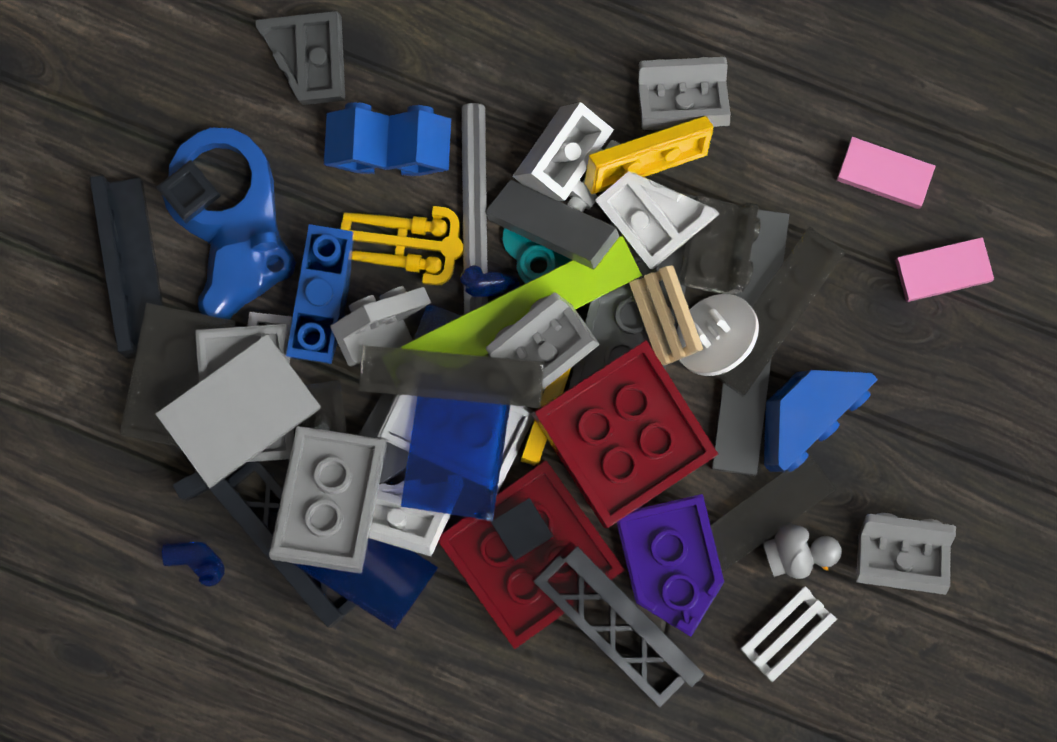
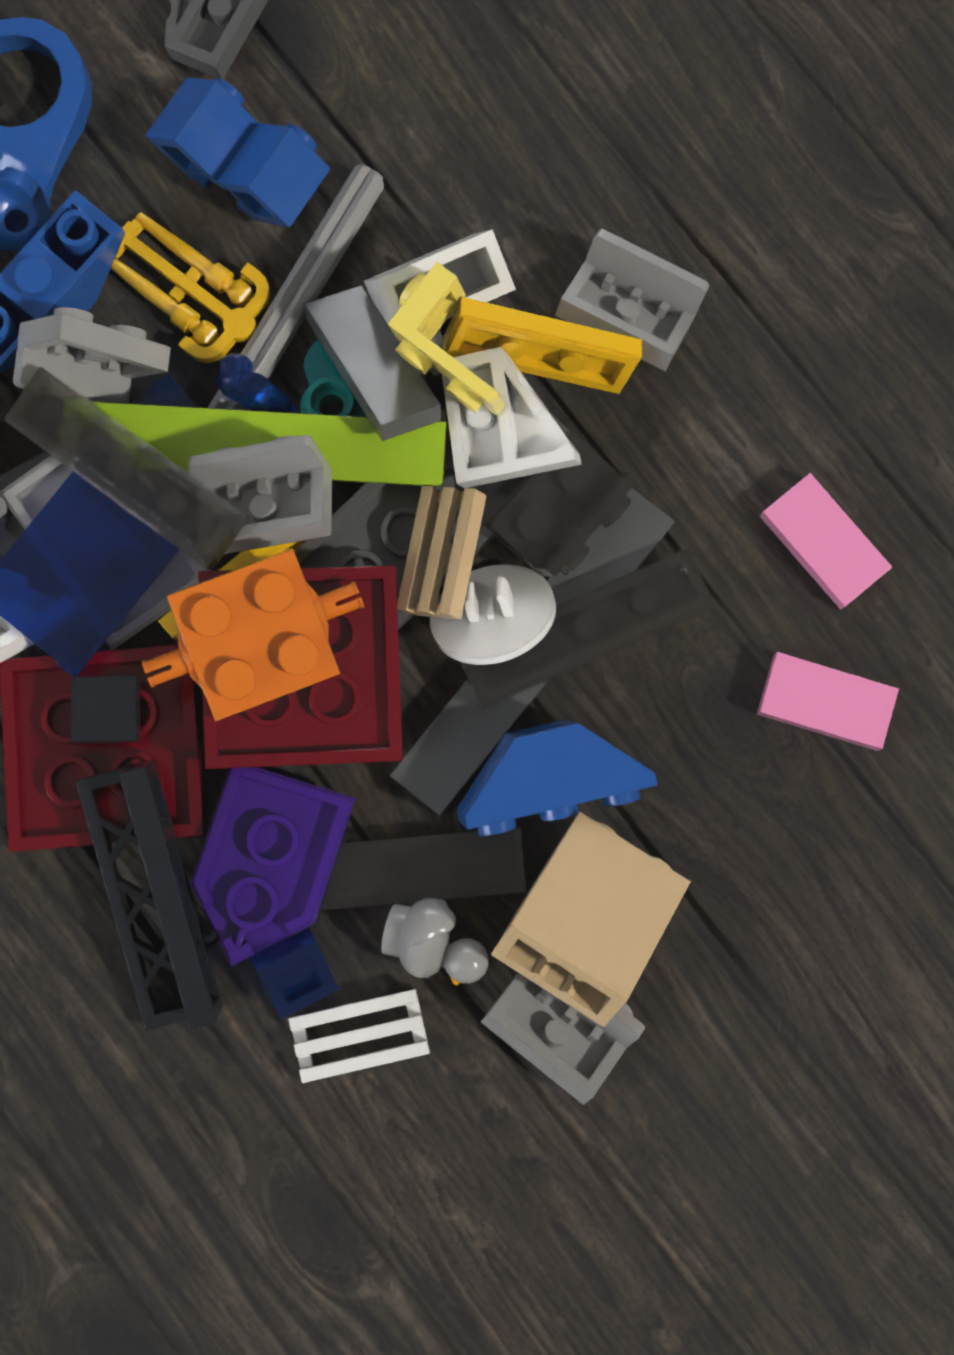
camera: 30 degrees right, 0 degrees up
(572, 173) = (424, 309): none -> light yellow bracket
(591, 430) = (253, 634): none -> orange plate
(729, 619) = (294, 973): none -> clear blue plate
(887, 481) = (592, 919): none -> tan brick

